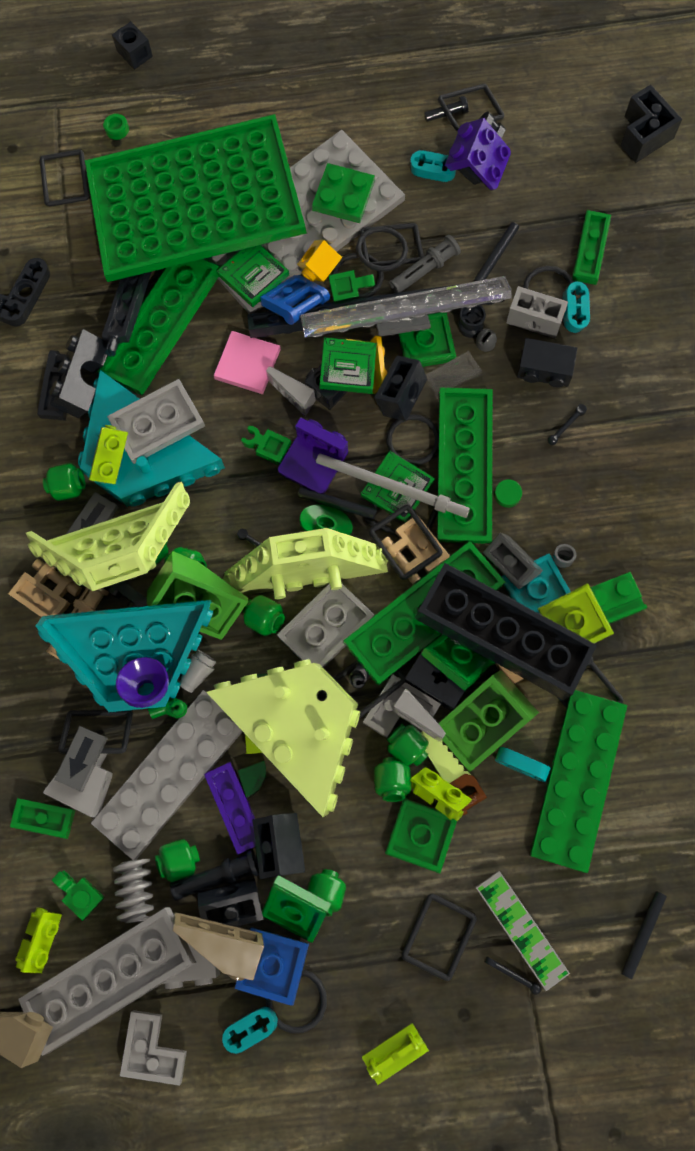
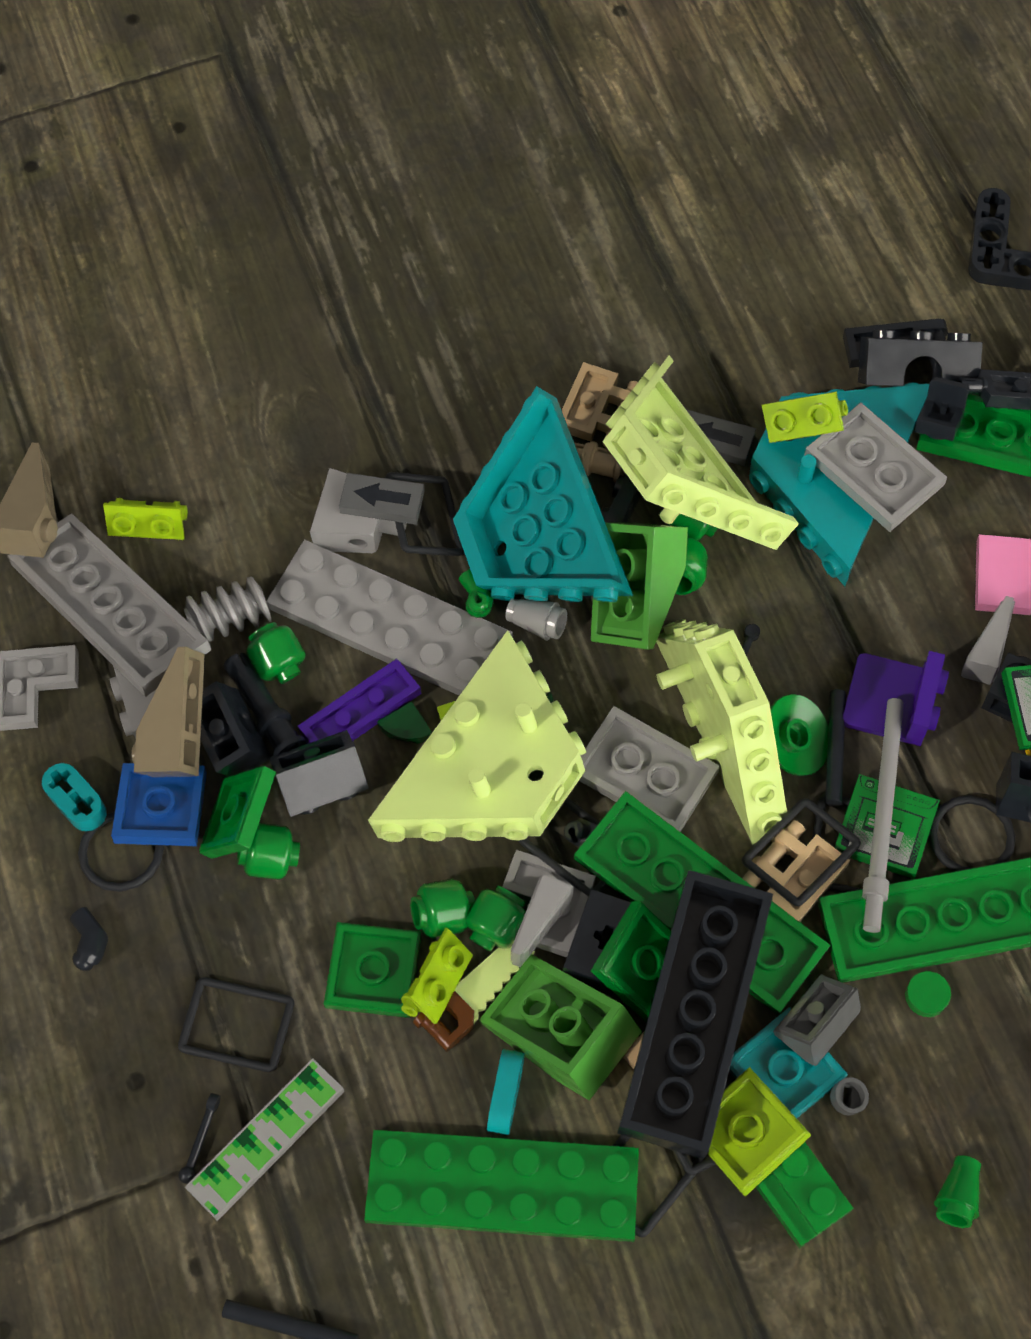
camera: 75 degrees right, 10 degrees down
(42, 818) = (299, 482): green plate -> none
(64, 481) = (756, 384): green head -> none
(80, 897) = (211, 553): green plate -> none
(124, 368) = (943, 409): none -> black bracket
(138, 673) = (503, 531): dark purple piece -> none
(263, 615) = (635, 683): green head -> none
(269, 446) = (893, 633): green plate -> none
(361, 1031) = (92, 940): none -> black arm
(394, 1054) = (69, 992): lime hinge -> none
(632, 509) = (959, 1196): none -> green cone

